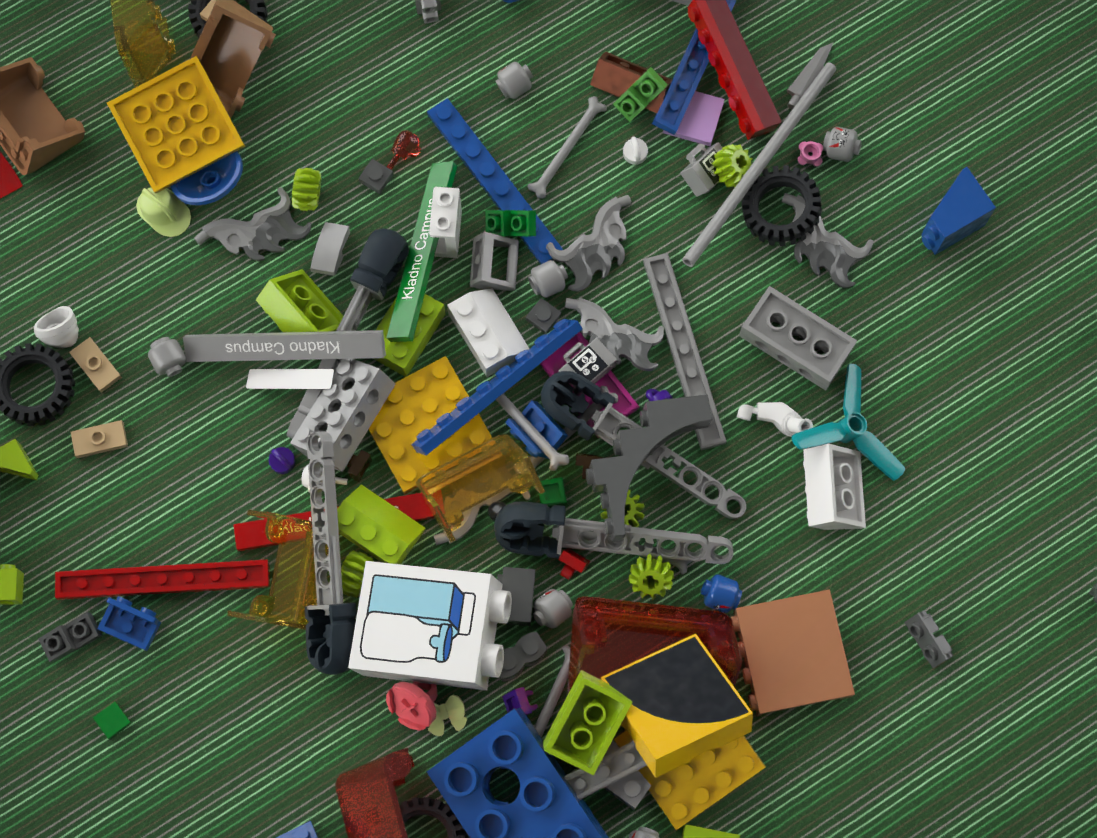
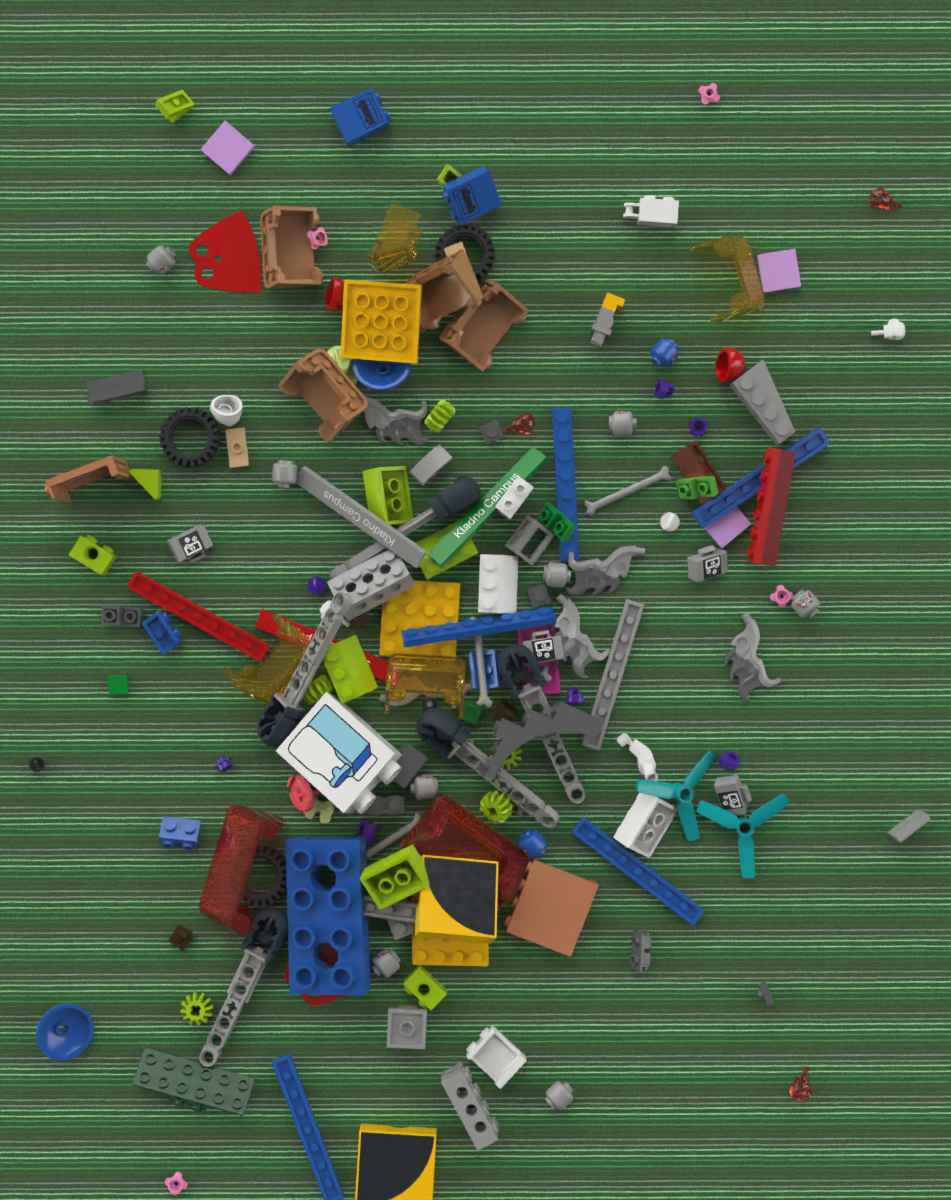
camera: 35 degrees right, 15 degrees up
(56, 86) = (320, 232): none -> bright pink plate
(99, 439) = (211, 499): tan plate -> none
(103, 502) = (190, 543): none -> piece
(108, 134) = (334, 295): none -> red hat
(158, 239) = (326, 391): none -> medium nougat windscreen
(290, 378) = (352, 538): white sticker -> none
(294, 67) = (478, 330): none -> medium nougat windscreen
(297, 734) = (223, 764): none -> dark purple plate
(533, 20) = (661, 389): none -> dark purple tile
(573, 562) = (454, 766): red tile -> none
(603, 32) = (703, 426): none -> dark purple plate
(731, 164) = (724, 575): lime gear -> none
(758, 165) = (742, 586): light grey piece -> none
(791, 231) = (734, 599): black tyre -> none
(800, 322) = (700, 717): light grey brick -> none
(808, 75) = (813, 544): light grey bar -> none
(863, 548) = (638, 871): none -> blue plate
(878, 359) = (729, 760): none -> dark purple tile
(908, 397) = (732, 794): none -> light grey piece
(958, 214) = (845, 699): blue slope -> none
(958, 436) = (730, 821): none -> teal piece

